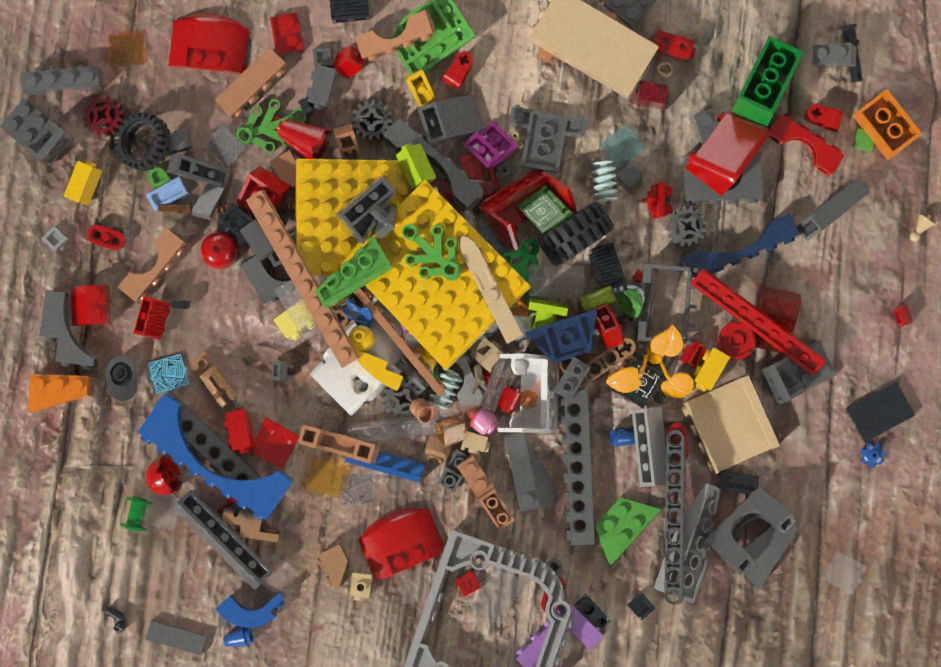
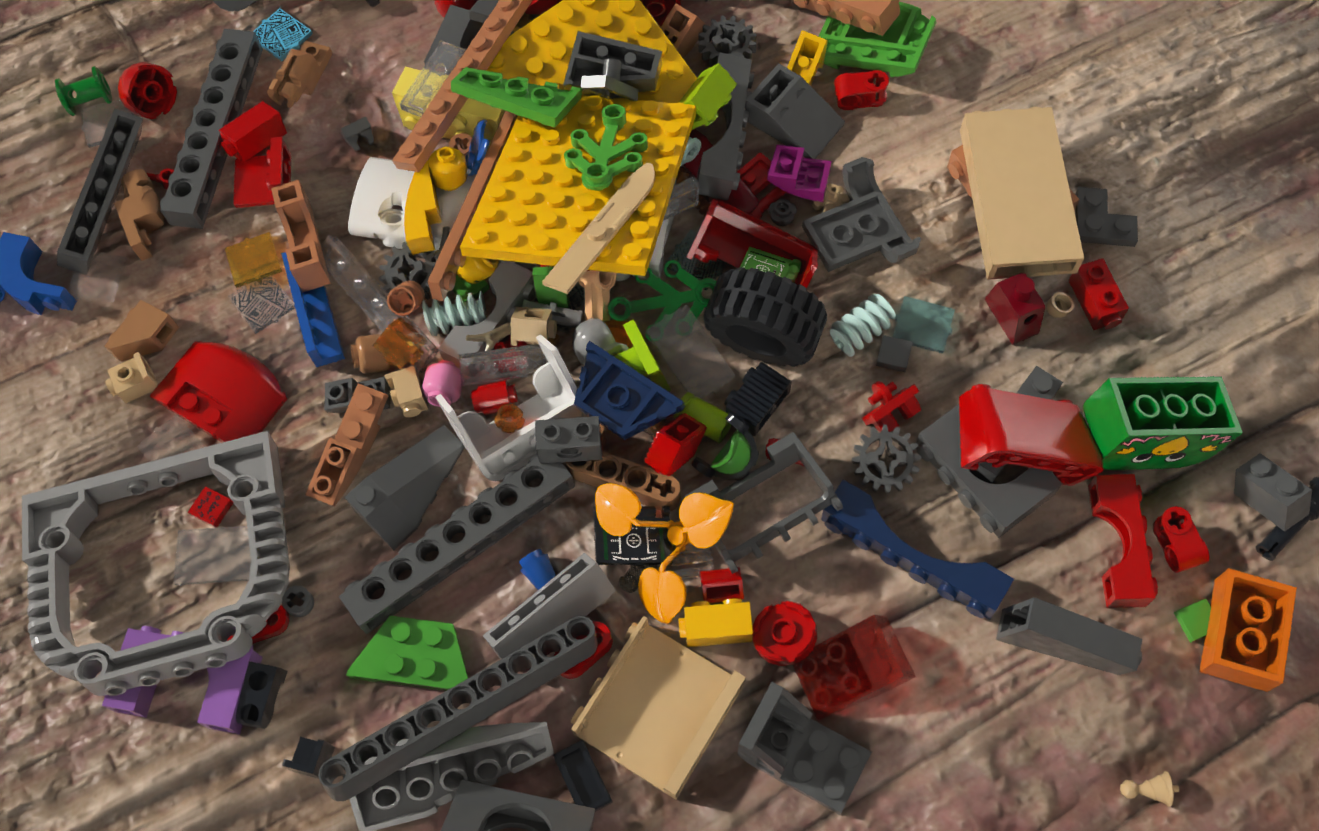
camera: 60 degrees right, 20 degrees down
(165, 430) = (195, 53): blue arch -> none
(758, 321) = (830, 639): red plate -> none

